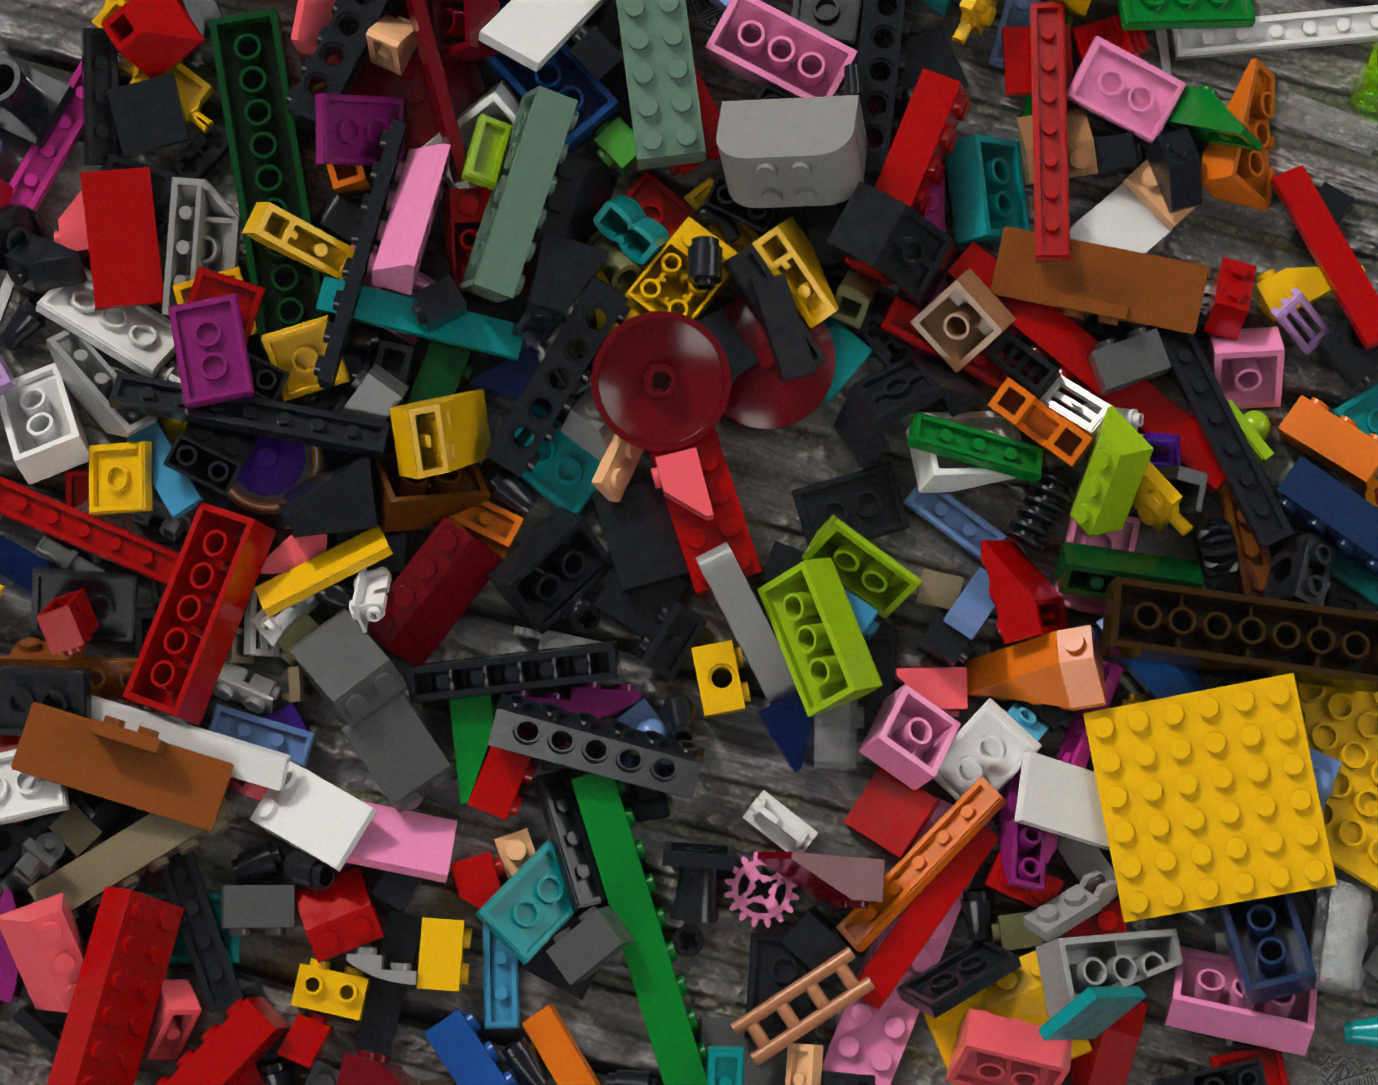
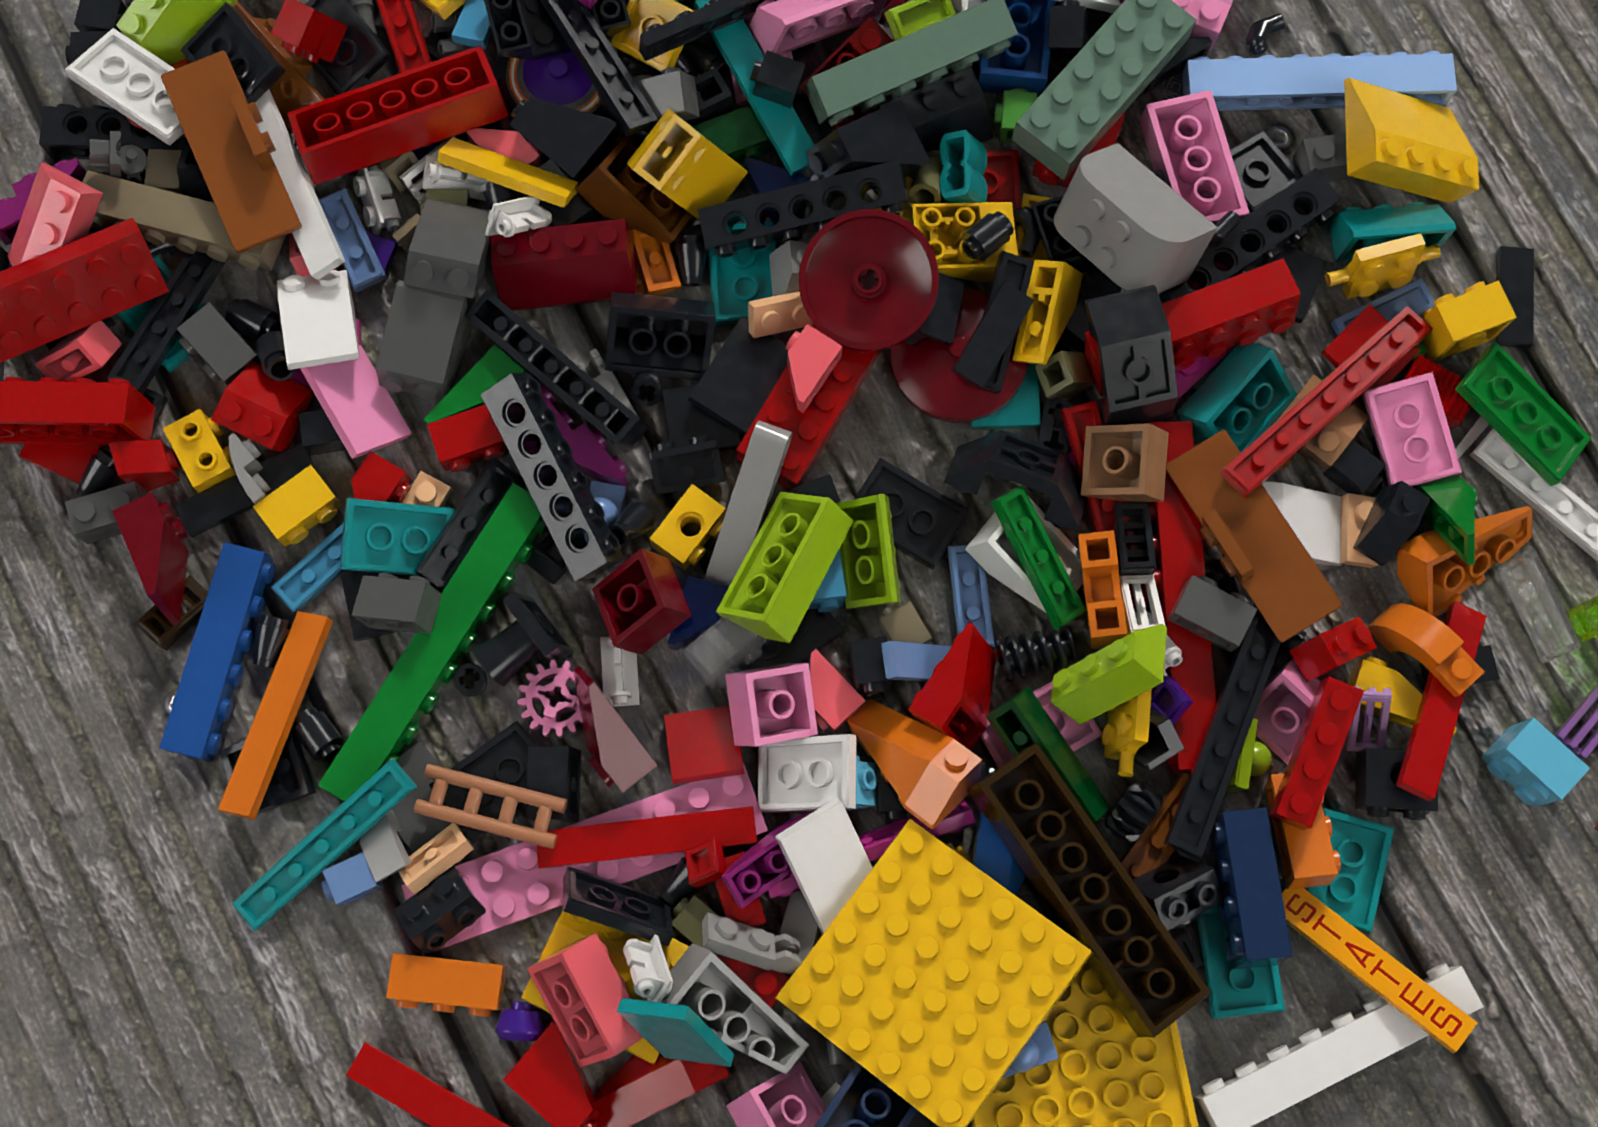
camera: 40 degrees right, 5 degrees down
(749, 764) = (641, 602): none -> dark red brick
(923, 863) = (683, 801): orange tile -> none
(983, 887) = (705, 862): none -> red tile
(1031, 992) = (648, 968): none -> white hinge
(1286, 227) = (1428, 641): none -> orange arch
(1295, 385) = (1316, 753): none -> red brick

